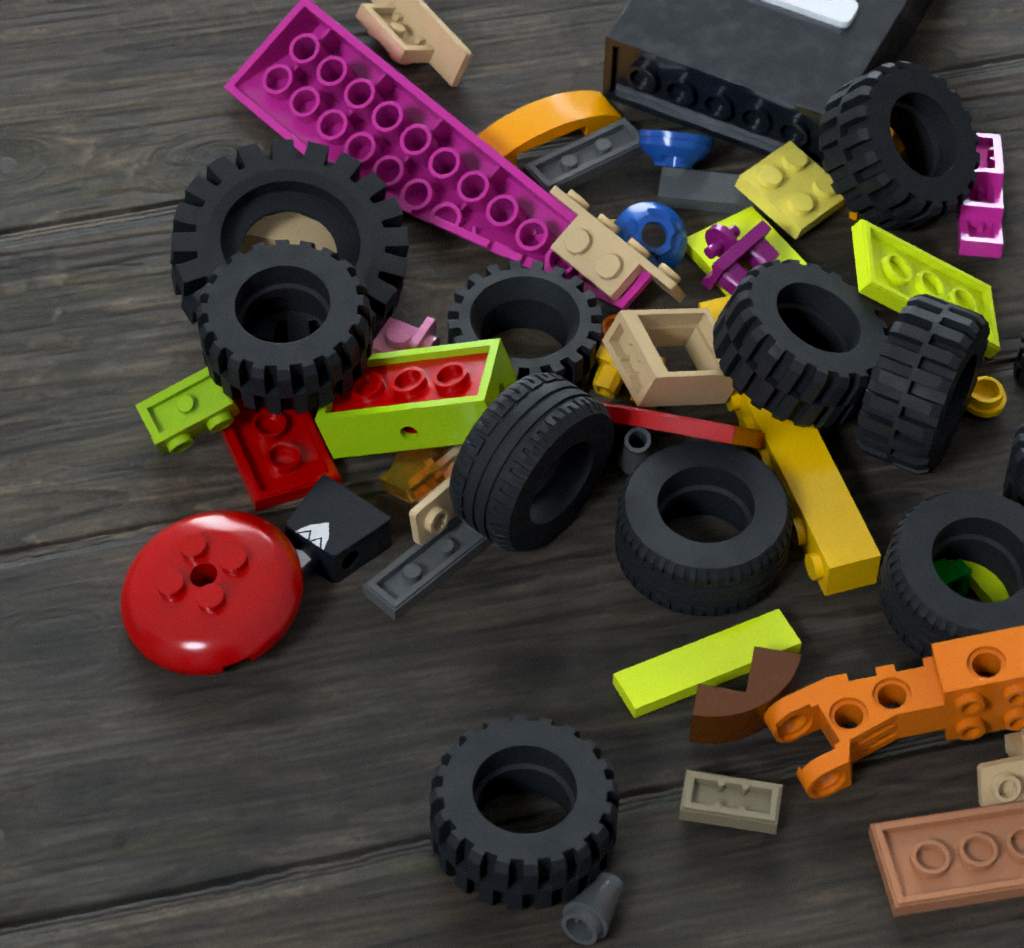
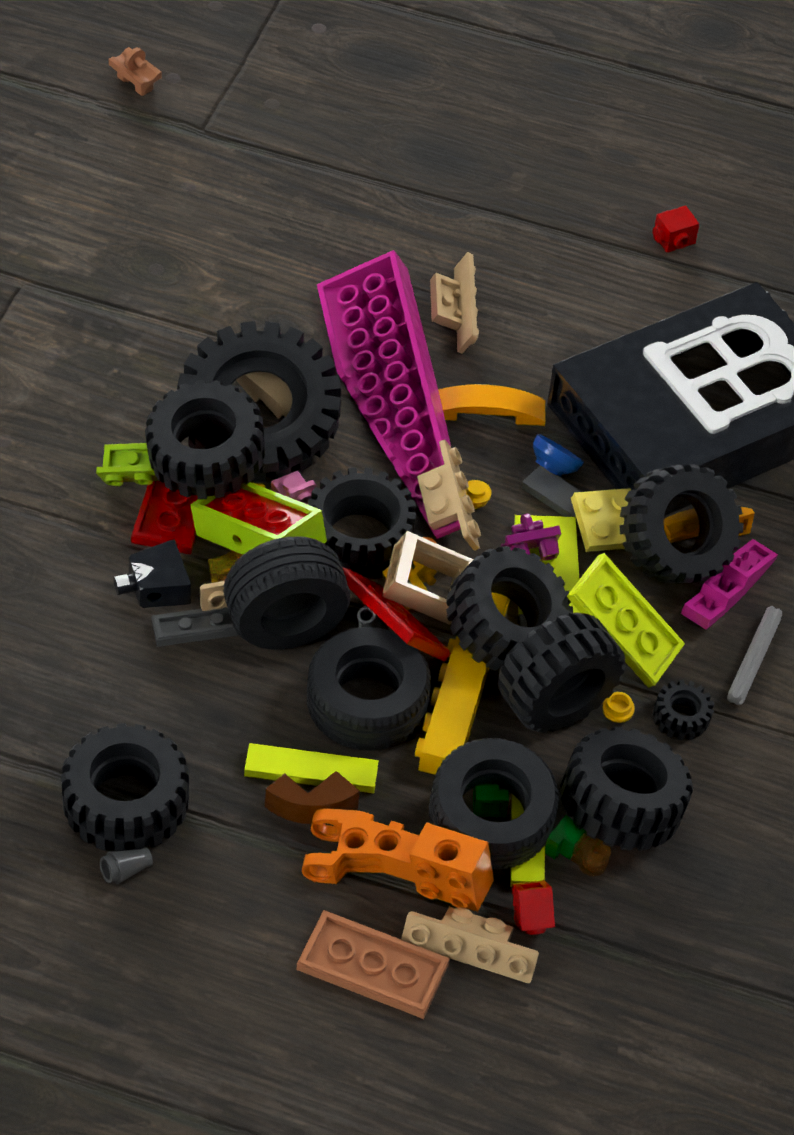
camera: 30 degrees right, 0 degrees up
(204, 626) = (62, 572): red brick -> none
(586, 157) = (497, 436): dark grey tile -> none
(634, 219) = (506, 507): blue piece -> none
(730, 802) = (254, 851): dark tan plate -> none

